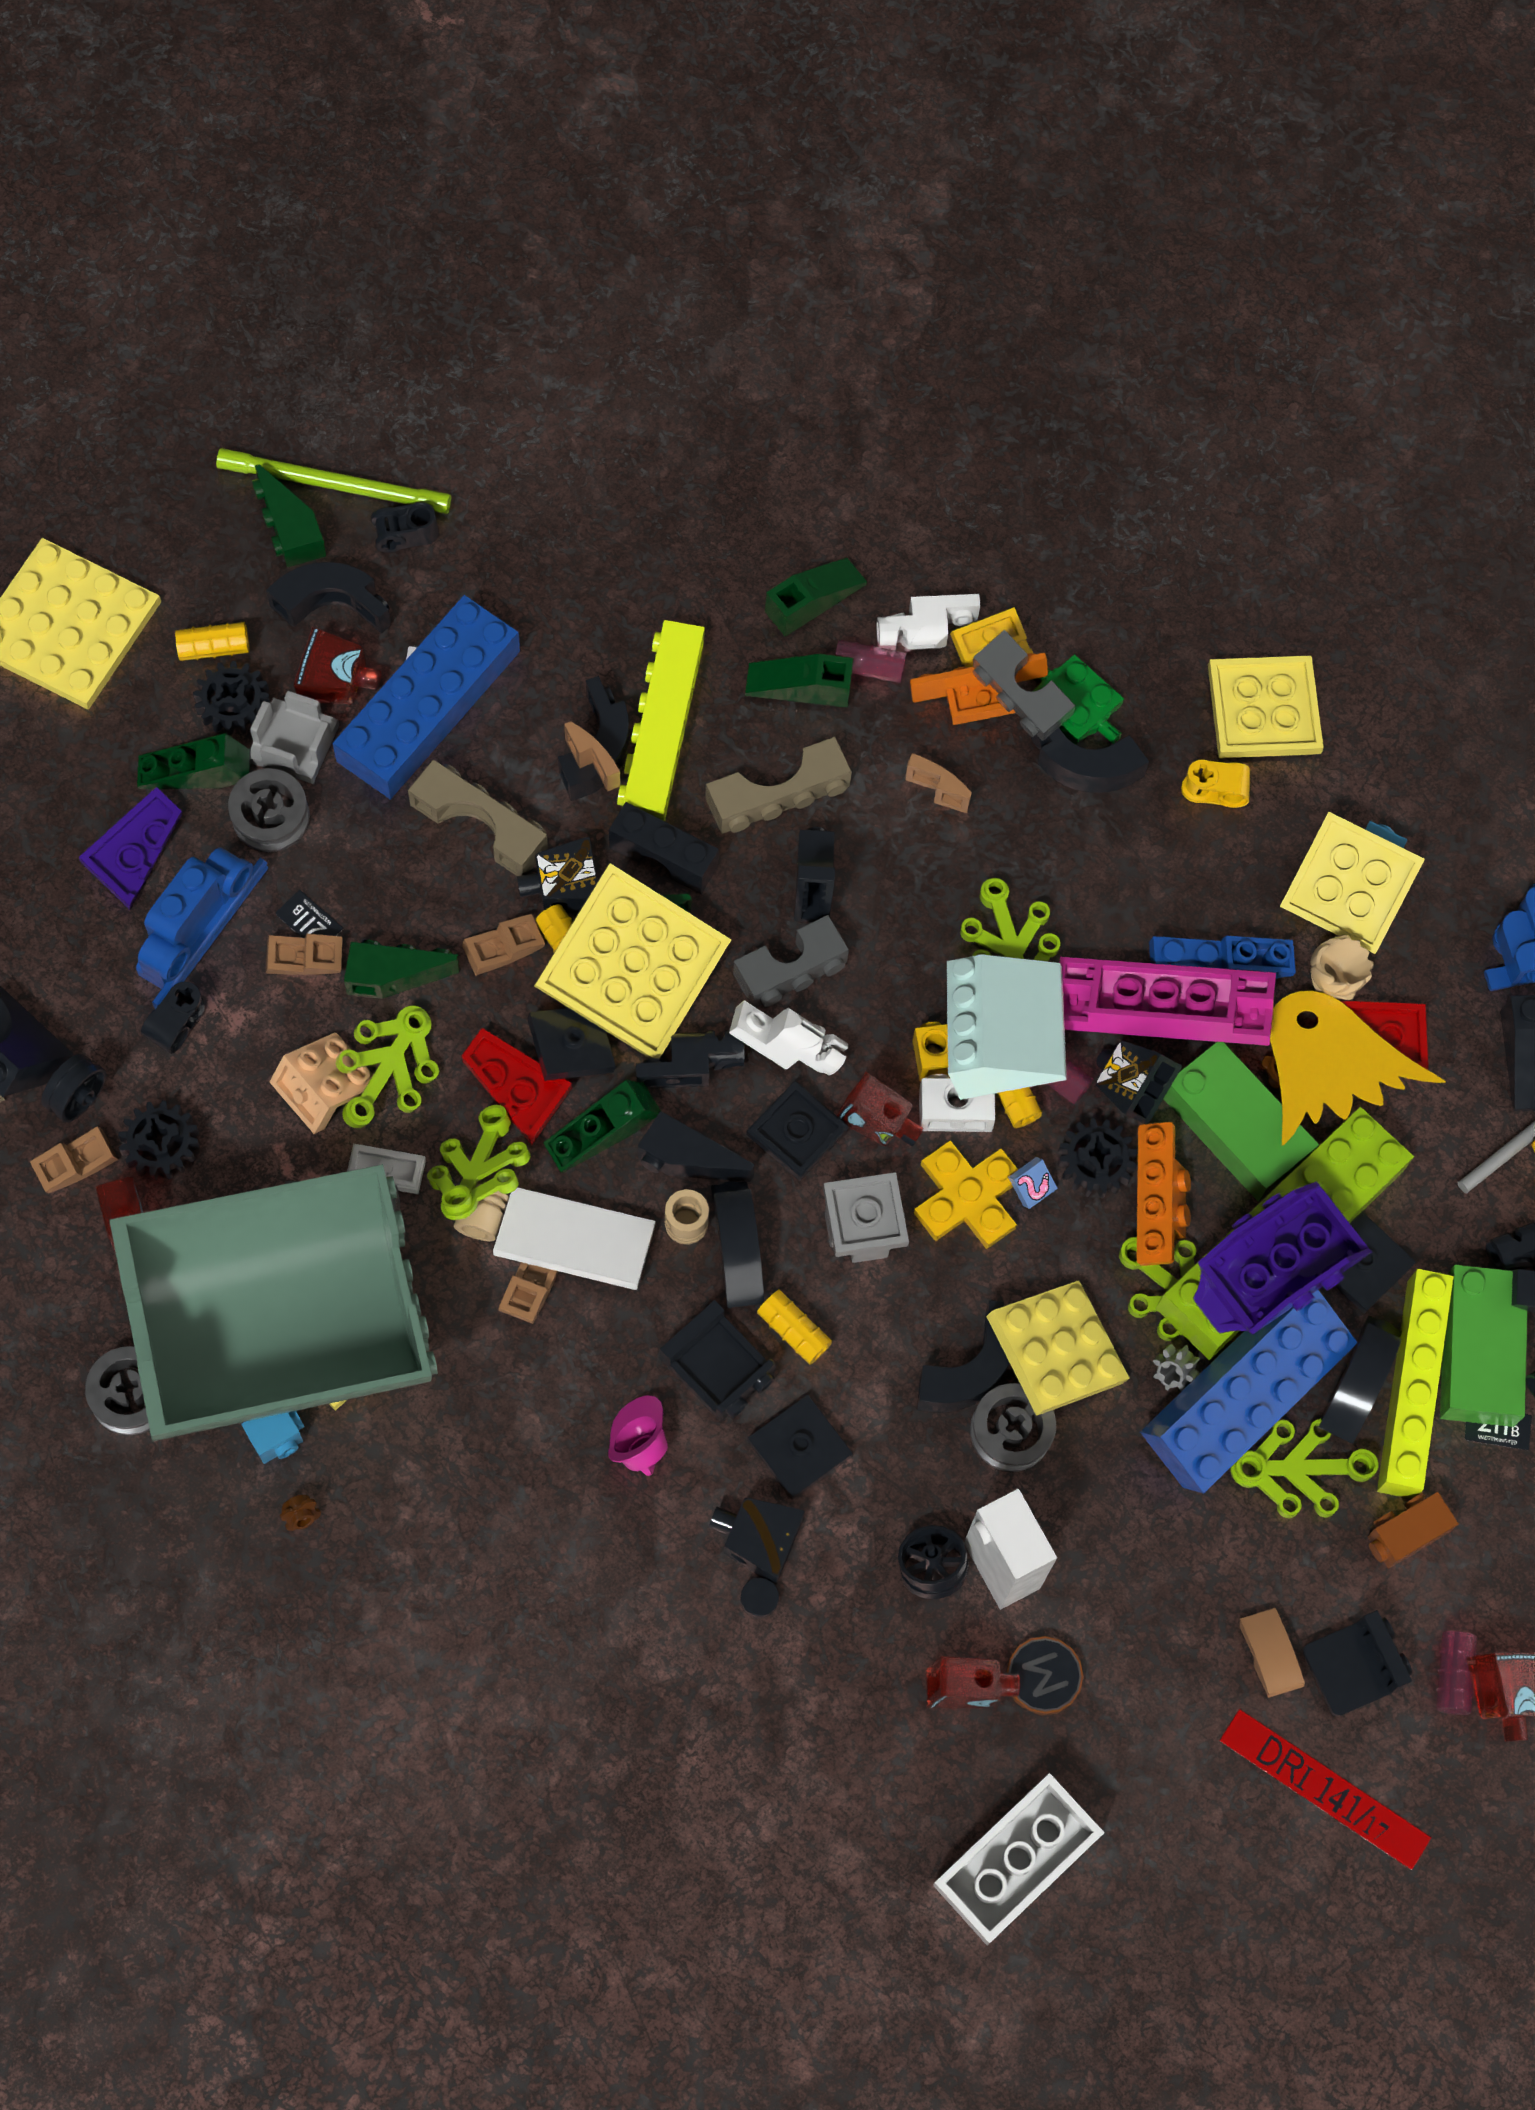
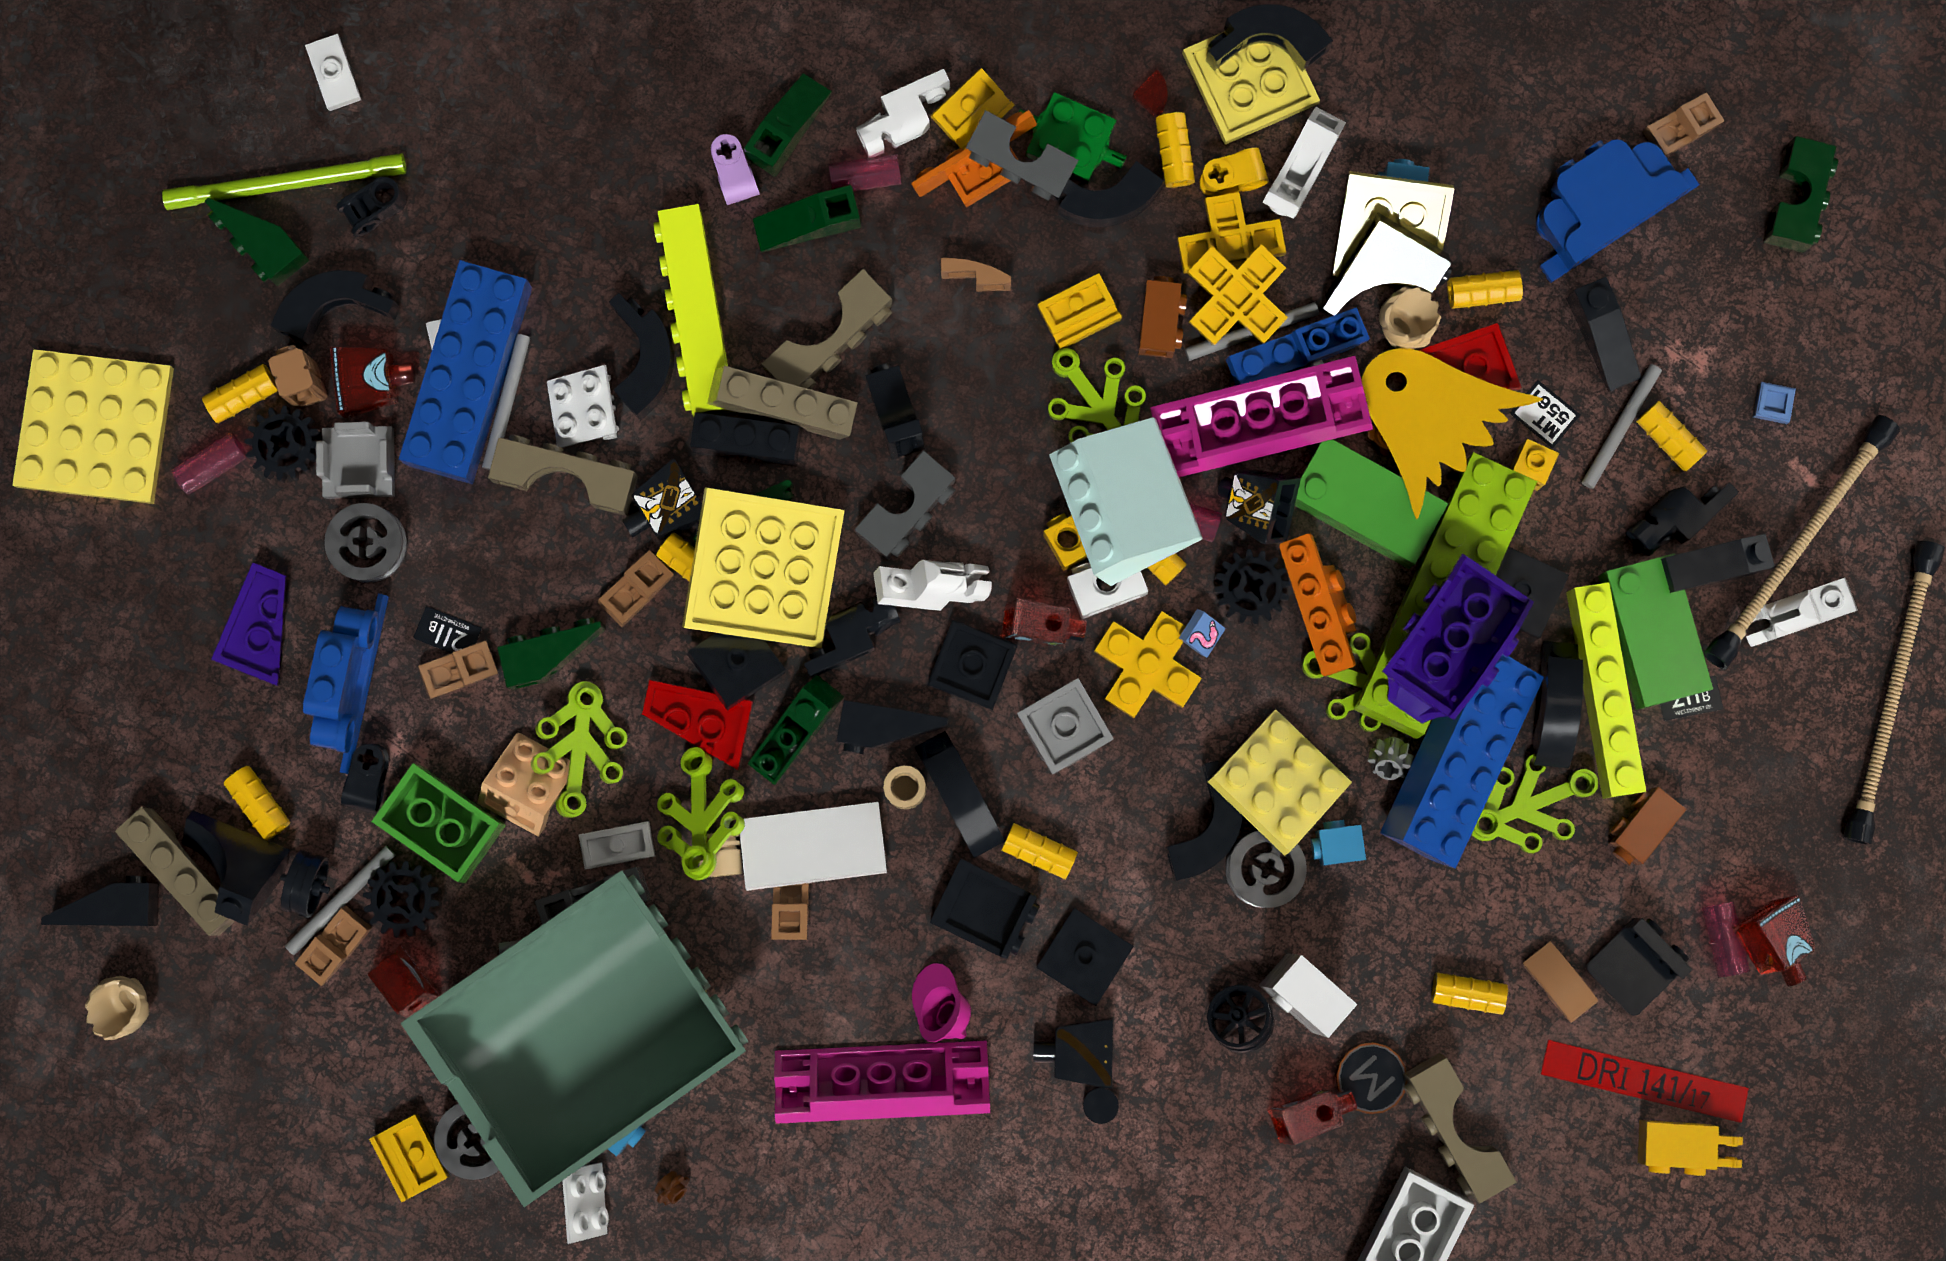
camera: 15 degrees left, 15 degrees up
(56, 1385) = (409, 1157): none -> yellow plate
(61, 1001) = (256, 802): none -> yellow axle
(101, 1120) = (339, 900): none -> light grey bar
(156, 690) = (209, 463): none -> clear pink axle
(195, 765) = (278, 525): dark green slope -> none
(208, 1489) = (585, 1203): none -> white hinge
(225, 1081) = (438, 823): none -> bright green brick
(271, 642) = (297, 377): none -> medium nougat brick
(418, 408) = (333, 72): none -> white plate
(459, 729) = (507, 397): none -> light grey bar
(523, 766) = (582, 407): none -> white hinge
(550, 1488) = (881, 1082): none -> dark pink slope
(589, 750) = (639, 377): medium nougat slope -> none
(687, 801) = (768, 397): none -> dark tan arch
(748, 615) = (734, 173): none -> lavender piece
(1025, 851) = (1079, 311): none -> yellow plate
(1094, 1431) = (1338, 843): none -> dark azure brick
(1099, 884) = (1160, 318): none -> dark orange brick
(1122, 1806) = (1436, 1090): none -> dark tan arch
(1166, 690) = (1153, 94): none -> clear red tile
(1169, 743) = (1175, 150): none -> yellow axle
(1174, 1627) = (1469, 993): none -> yellow axle
(1181, 885) = (1237, 294): none -> yellow plate
(1182, 929) = (1242, 334): none -> light grey bar
(1192, 846) = (1230, 234): none -> yellow plate
(1290, 796) = (1304, 163): none -> white arch
(1301, 664) = (1271, 24): none -> black arch
(1342, 900) = (1388, 256): none -> arch
(1345, 1867) = (1683, 1146): none -> yellow hinge
(1420, 1141) = (1534, 462): none -> yellow brick
(1423, 970) = (1484, 289): none -> yellow axle
(1443, 1108) = (1546, 418): none -> sticker

